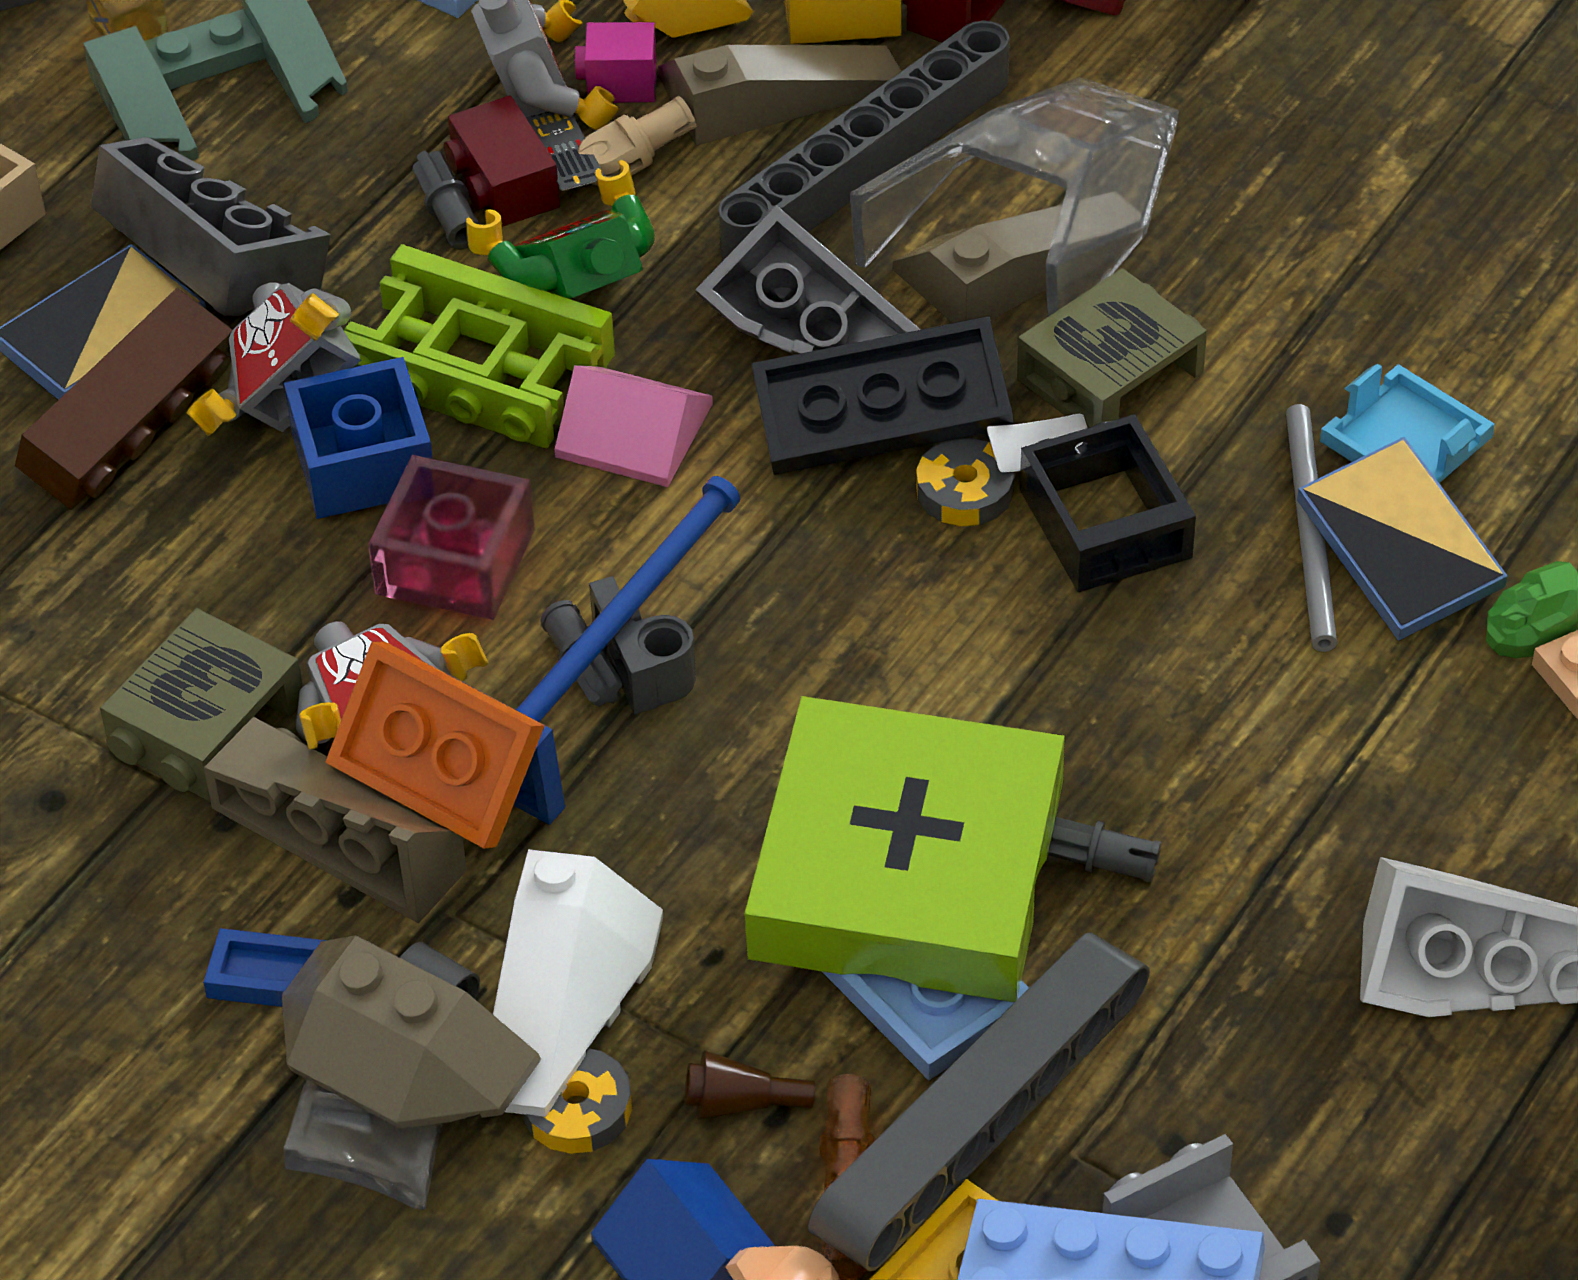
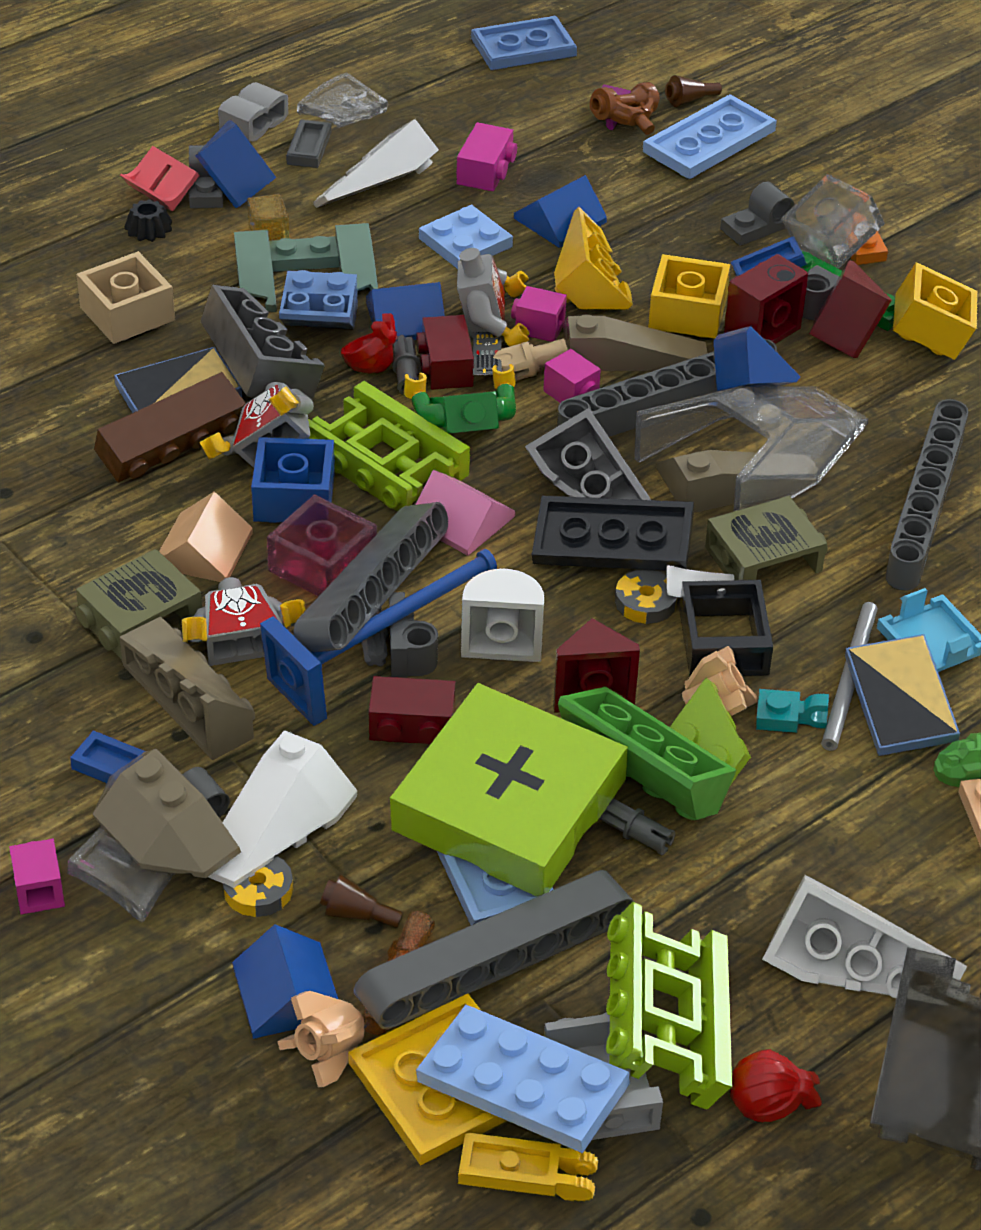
camera: 15 degrees right, 5 degrees down
(238, 1186) = (37, 876): none -> dark pink brick
(258, 568) = (207, 539): none -> light nougat slope
(270, 123) = (319, 299): none -> medium blue slope
(387, 187) = (374, 350): none -> red piece
(405, 110) = (407, 306): none -> blue slope
(434, 744) = (250, 654): orange plate -> none
(556, 567) = (371, 578): none -> dark grey beam
(697, 761) = (409, 709): none -> dark red brick
(712, 158) = (570, 376): none -> dark pink brick
(781, 575) = (502, 616): none -> white brick
(954, 623) = (595, 660): none -> dark red slope
(985, 68) = (748, 360): none -> blue slope
(1111, 737) = (656, 754): none -> bright green slope
(1136, 600) = (721, 670): none -> light nougat brick
(1152, 683) = (712, 727): none -> lime wing
(1241, 611) = (784, 710): none -> teal plate
(1310, 1093) = (702, 1005): none -> lime fence
(1314, 212) = (926, 495): none -> dark grey beam
(1452, 1190) = (772, 1087): none -> red piece

